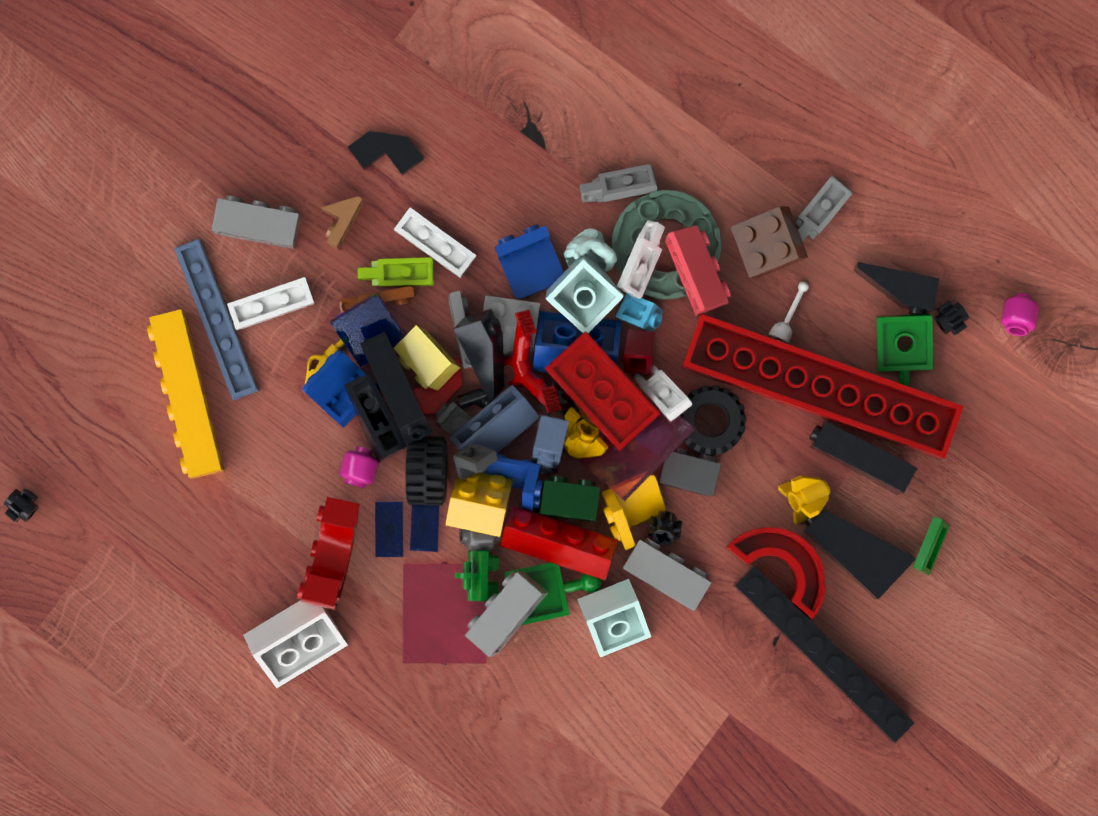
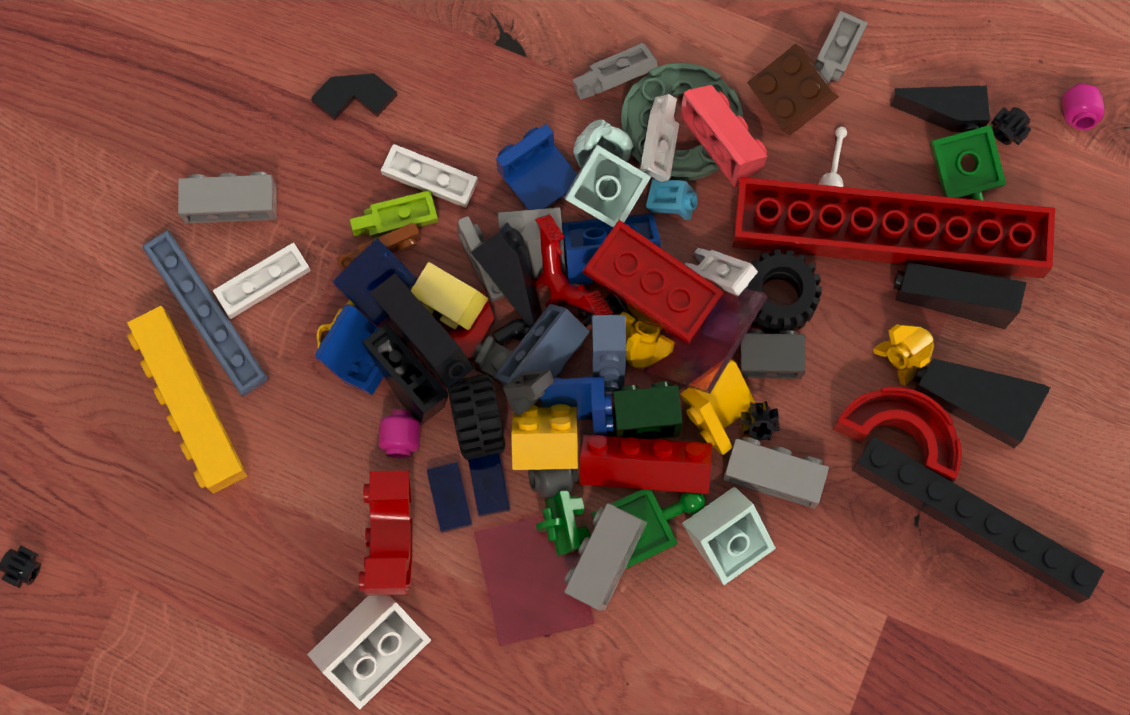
camera: 10 degrees left, 10 degrees down
(346, 213) = (323, 167): medium nougat slope -> none
(639, 351) = (682, 236): dark red brick -> none
(931, 546) = (1061, 372): green tile -> none

